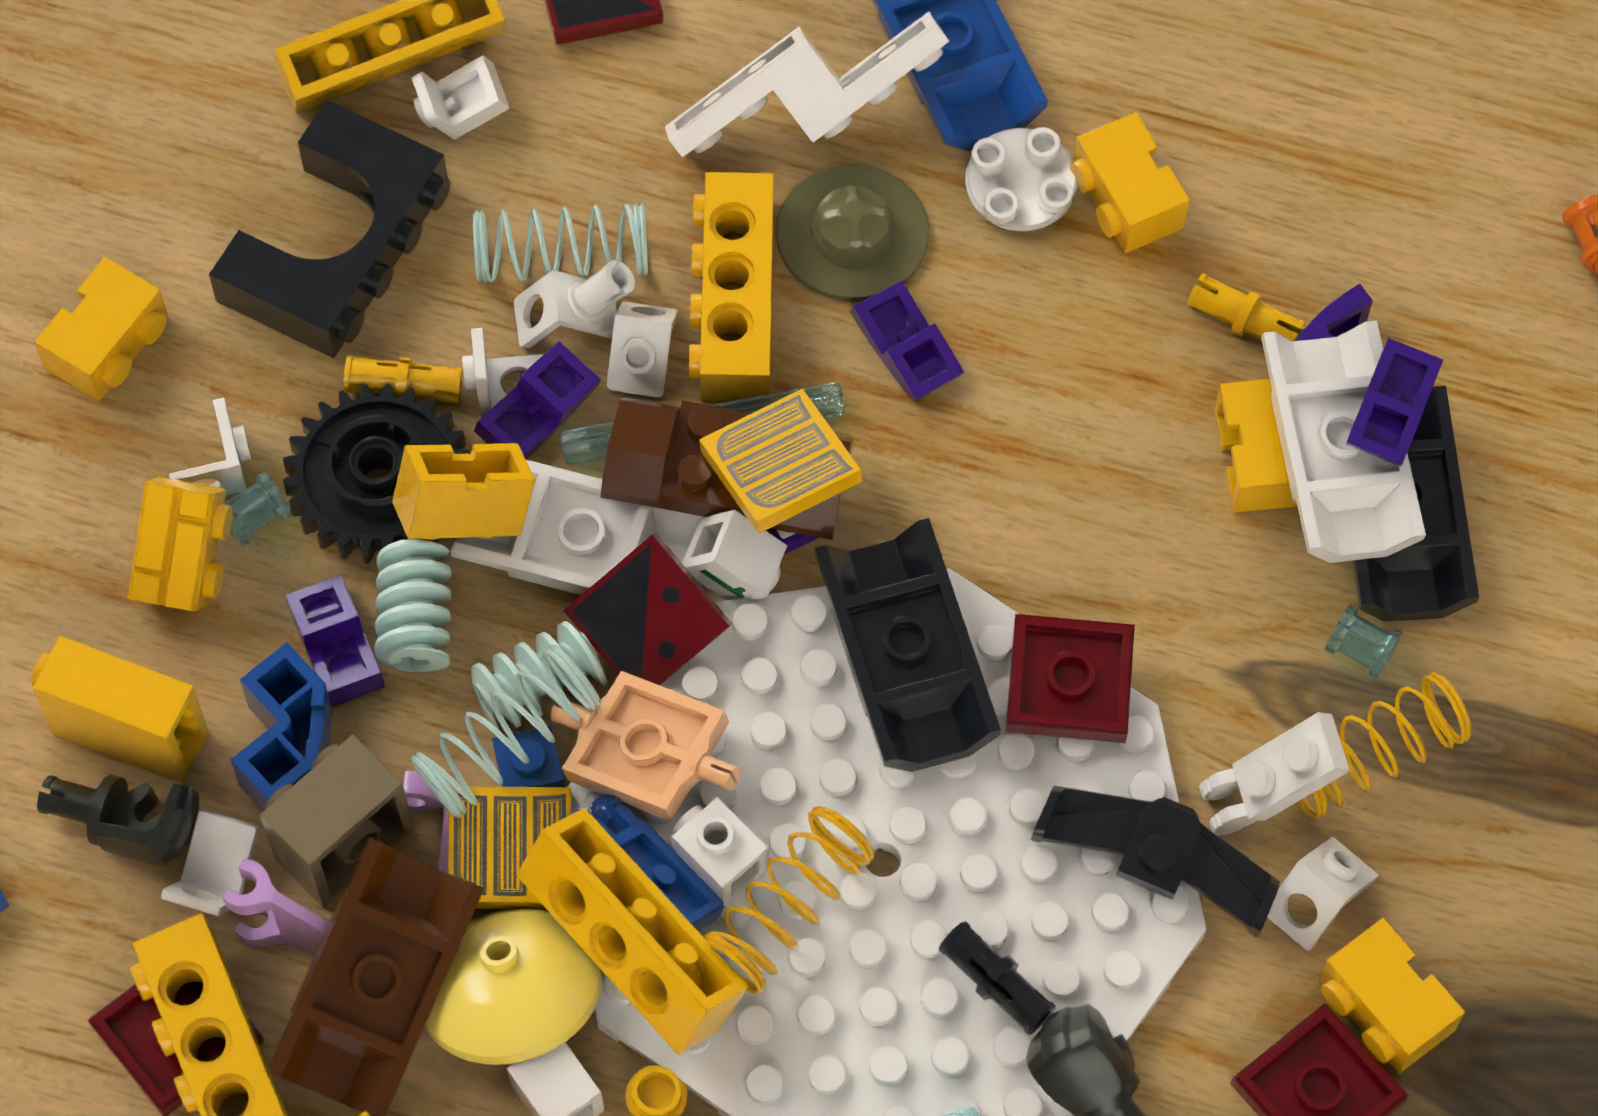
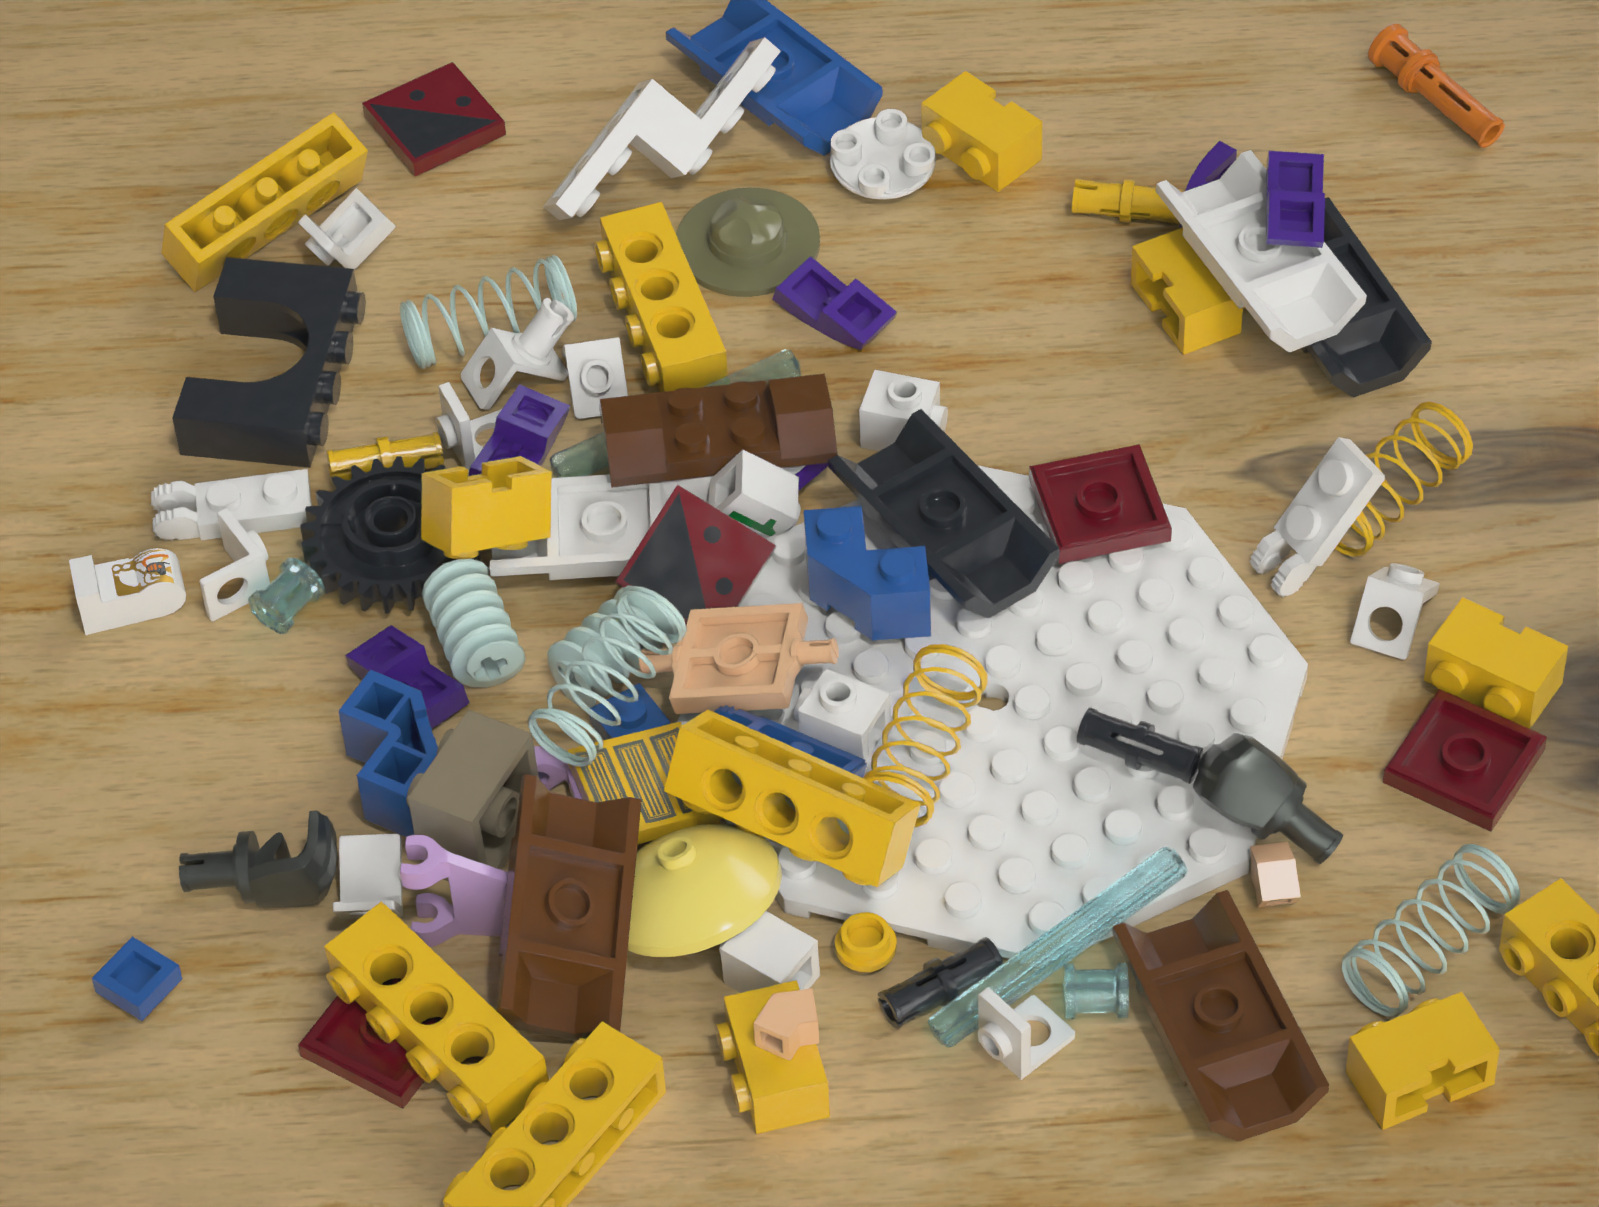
camera: 15 degrees left, 15 degrees down
(104, 332) = (88, 499): yellow brick -> none
(104, 449) = (127, 589): none -> white leg
(120, 708) = (229, 774): yellow brick -> none
(179, 544) = (232, 631): yellow brick -> none
(247, 382) = (256, 502): none -> white hinge
(780, 460) = (769, 398): yellow tile -> none
(811, 717) = (878, 588): none -> blue brick
(919, 491) = (891, 402): none -> white brick
(1160, 847) = (1241, 609): black plate -> none
(1363, 641) = (1345, 409): clear light blue bush -> none

